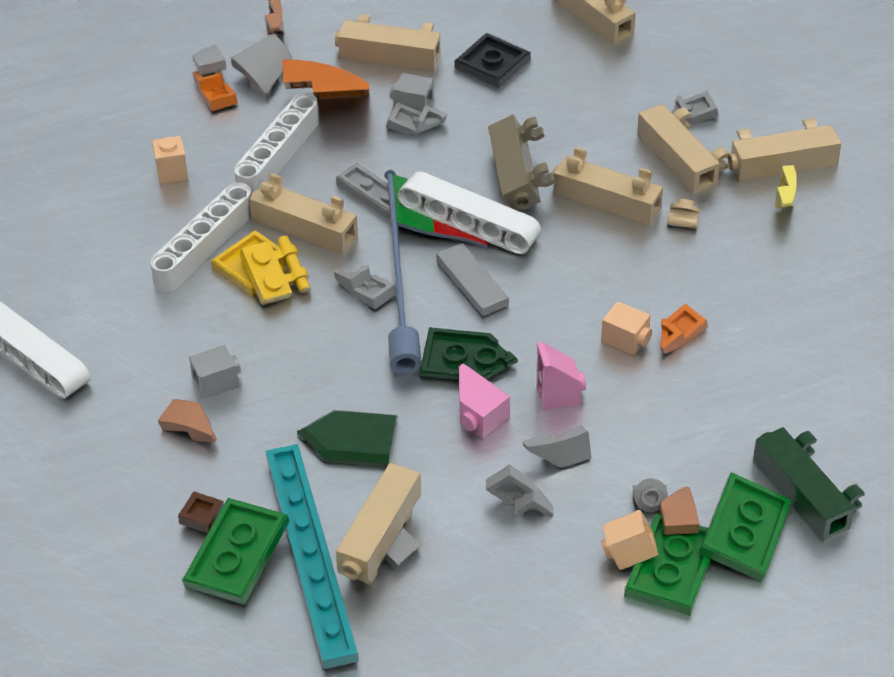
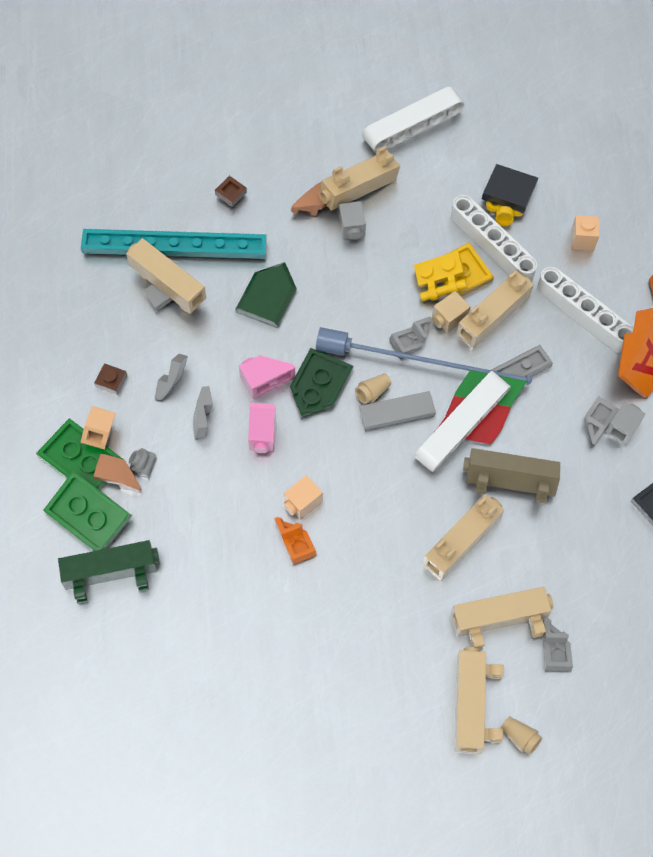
camera: 105 degrees right, 20 degrees up
(117, 238) = (510, 188): none -> black tile
(150, 369) = (359, 179): none -> tan brick
(154, 236) = (504, 214): none -> yellow piece
(236, 551) = (190, 202): green tile -> none
(322, 253) = (450, 312): none -> tan brick
(455, 302) = (372, 388): none -> tan cone
(546, 565) = (110, 379): none -> reddish brown plate
(683, 214) = (421, 590): tan plate -> none
(786, 191) = (424, 686): light yellow slope -> none
(797, 109) = (521, 735): none -> tan cone

